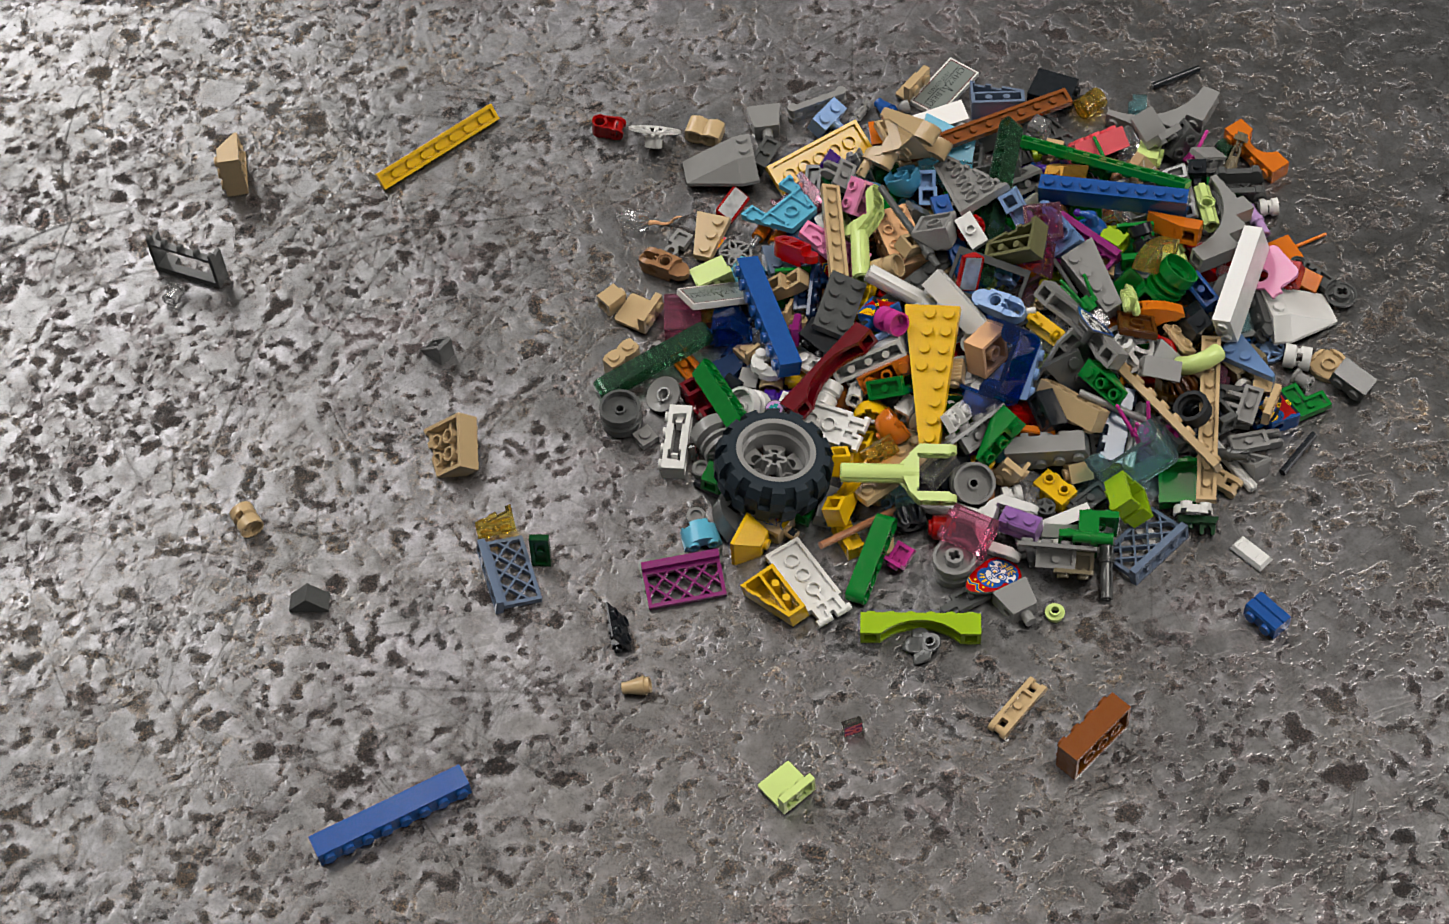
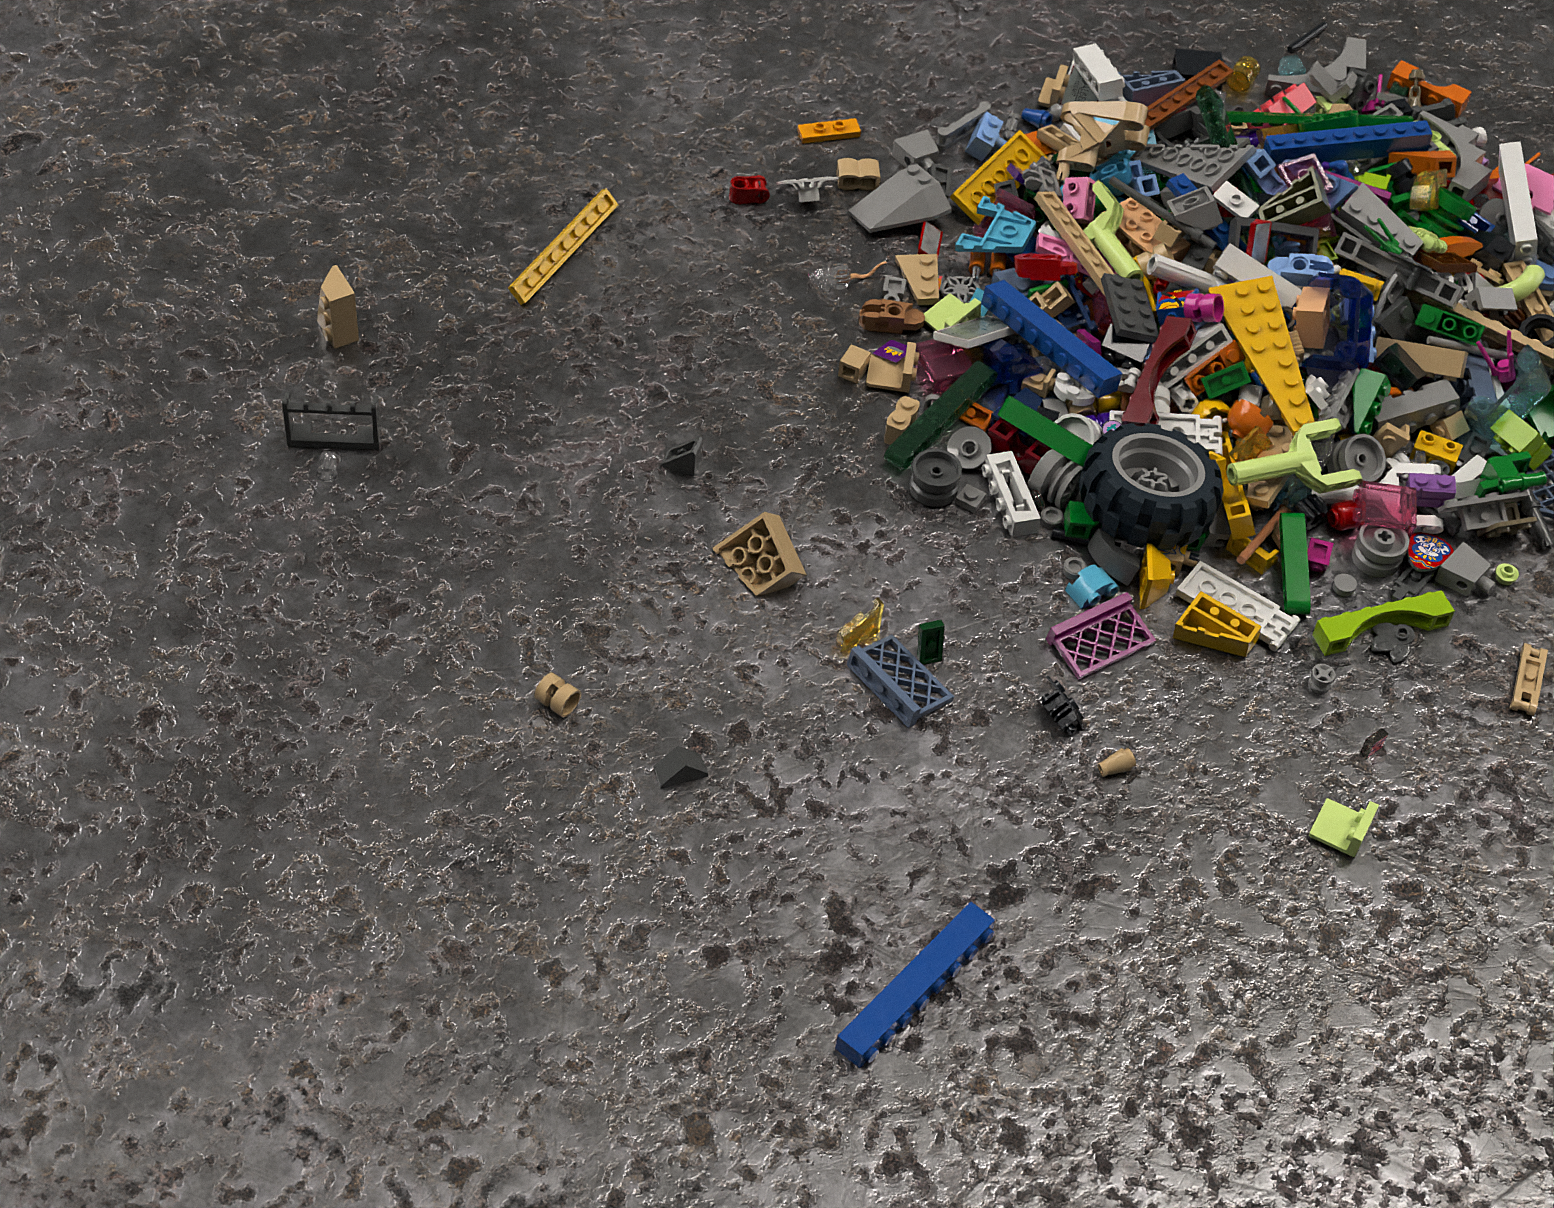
camera: 30 degrees left, 5 degrees down
(645, 295) = (892, 351): none -> dark purple sticker
(704, 85) = (829, 130): none -> light orange plate
(845, 658) = (1321, 678): none -> light grey wheel
(910, 587) = (1344, 585): none -> light grey tile
(953, 78) = (1098, 72): none -> white brick
(1111, 172) = (1330, 121): none -> green beam

